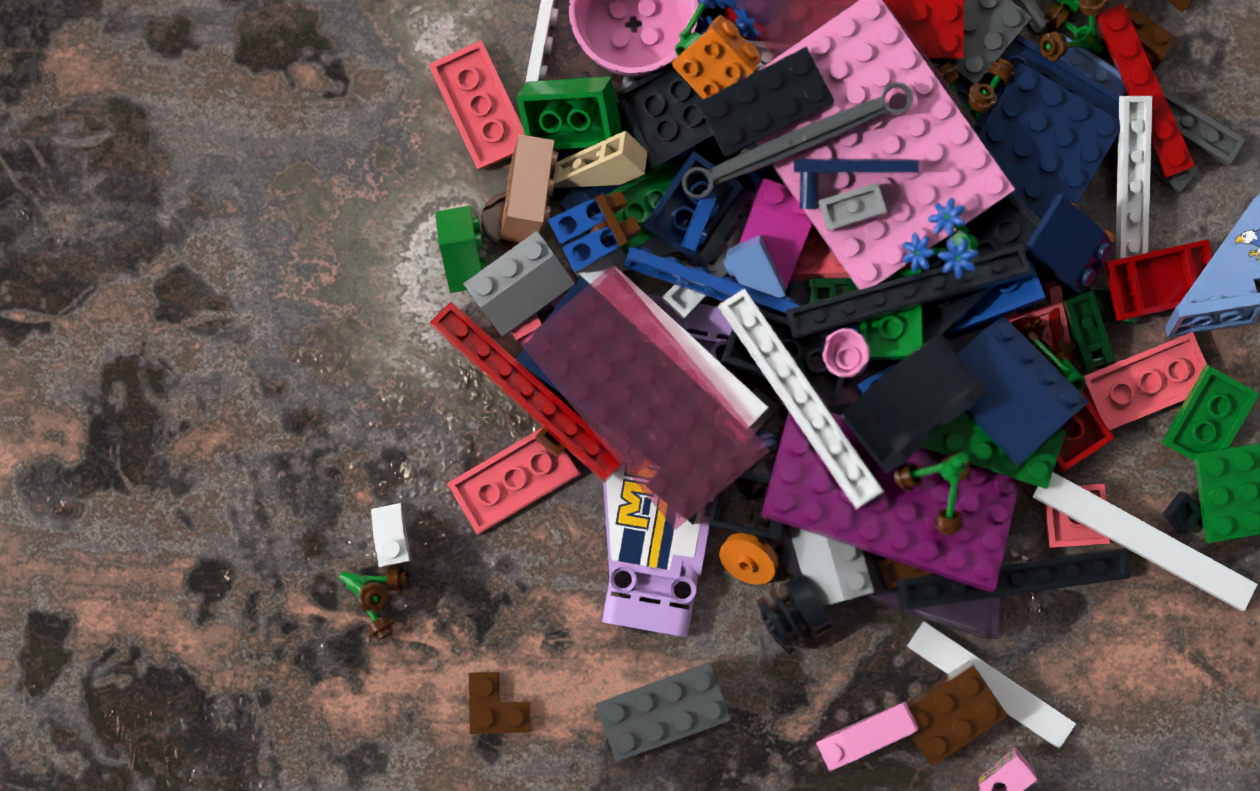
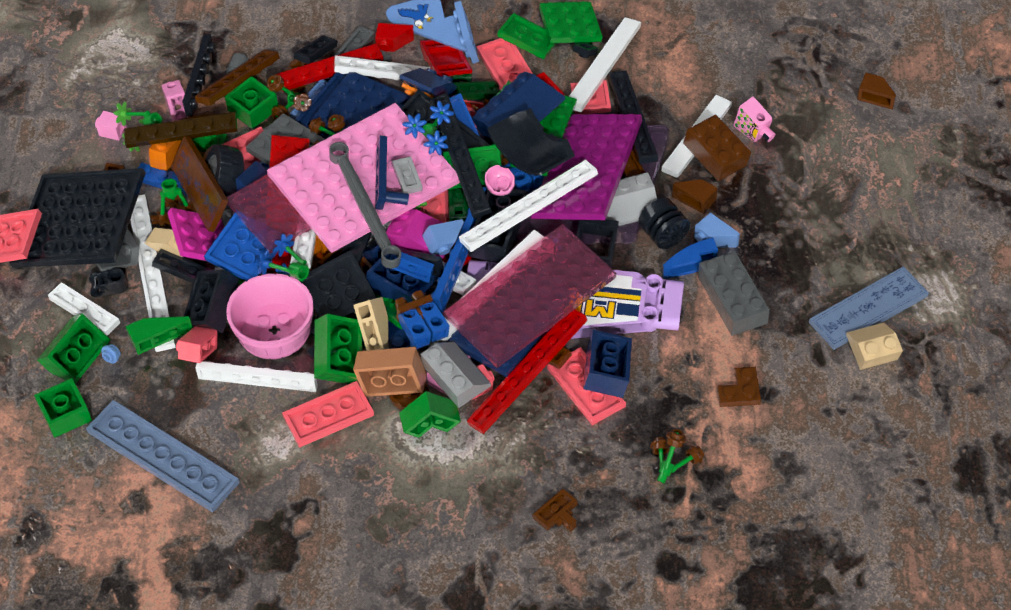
camera: 90 degrees left, 30 degrees down
(299, 426) = (557, 511): none -> reddish brown hinge
(390, 536) = (631, 450): white slope -> none
(530, 509) = (607, 363): none -> dark blue brick
(717, 59) = (310, 251): orange bracket -> none
(734, 652) = (688, 259): none -> blue slope
(748, 559) = (630, 249): orange plate -> none
(765, 102) = (338, 222): black plate -> none
(783, 693) = (715, 228): none -> medium blue slope
(862, 673) = (695, 194): none -> reddish brown slope
(866, 736) = (736, 184): bright pink slope -> none
(954, 470) = (568, 131): plant -> none
(1189, 68) = (315, 49): none -> black tile
(1219, 193) = (393, 36): none -> red slope

